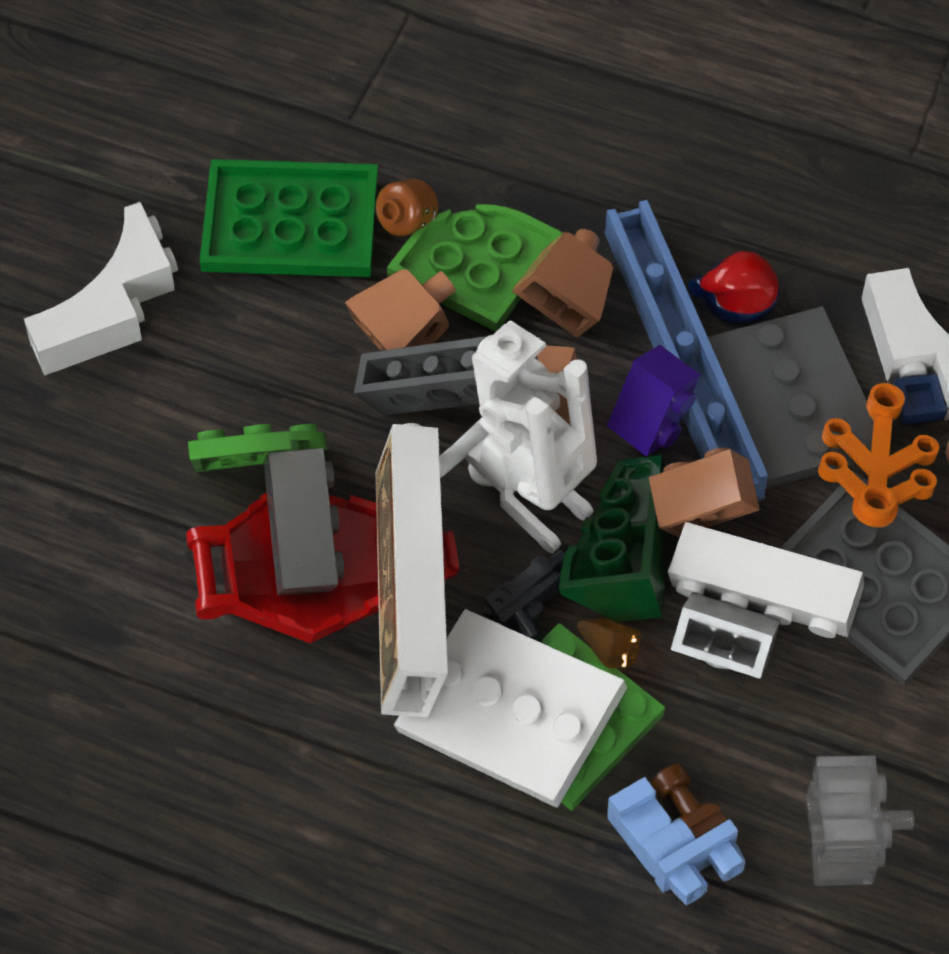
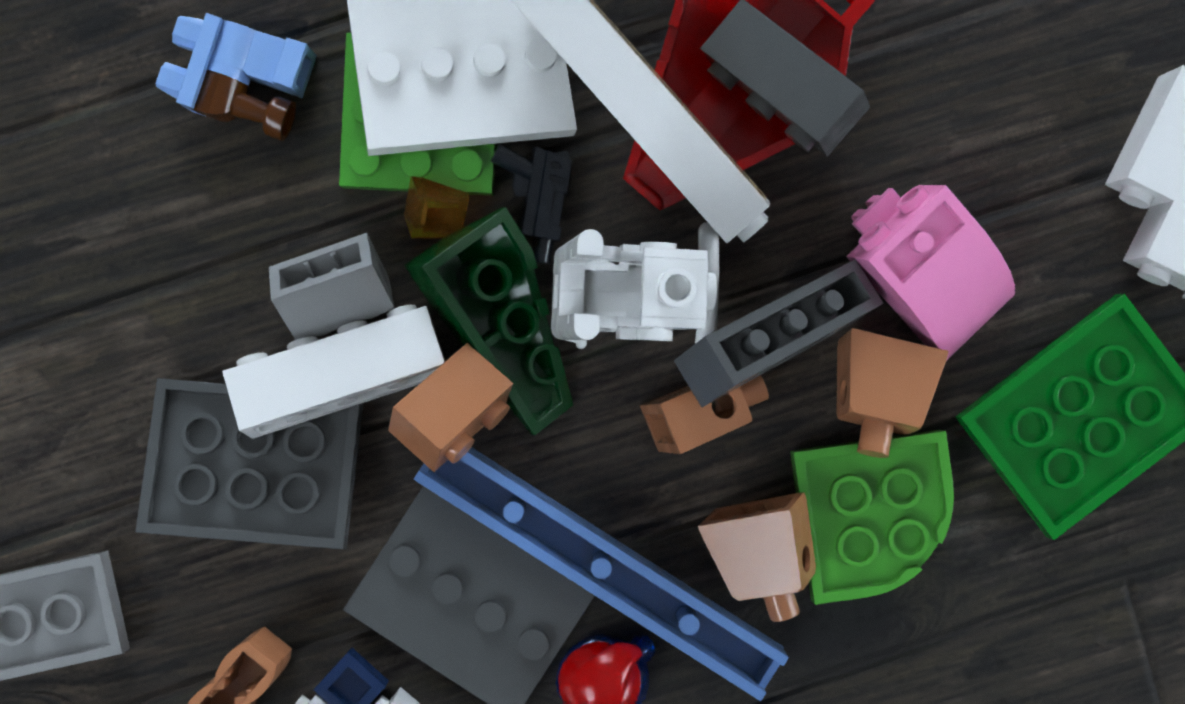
camera: 140 degrees right, 30 degrees up
(219, 452) = (891, 113): bright green plate -> none
(307, 366) = (932, 263): none -> bright pink piece
(406, 206) = (984, 511): dark orange head -> none
(654, 400) = (572, 475): dark purple brick -> none
(847, 820) = (90, 183): clear brick -> none
(875, 502) = (326, 574): orange plant -> none

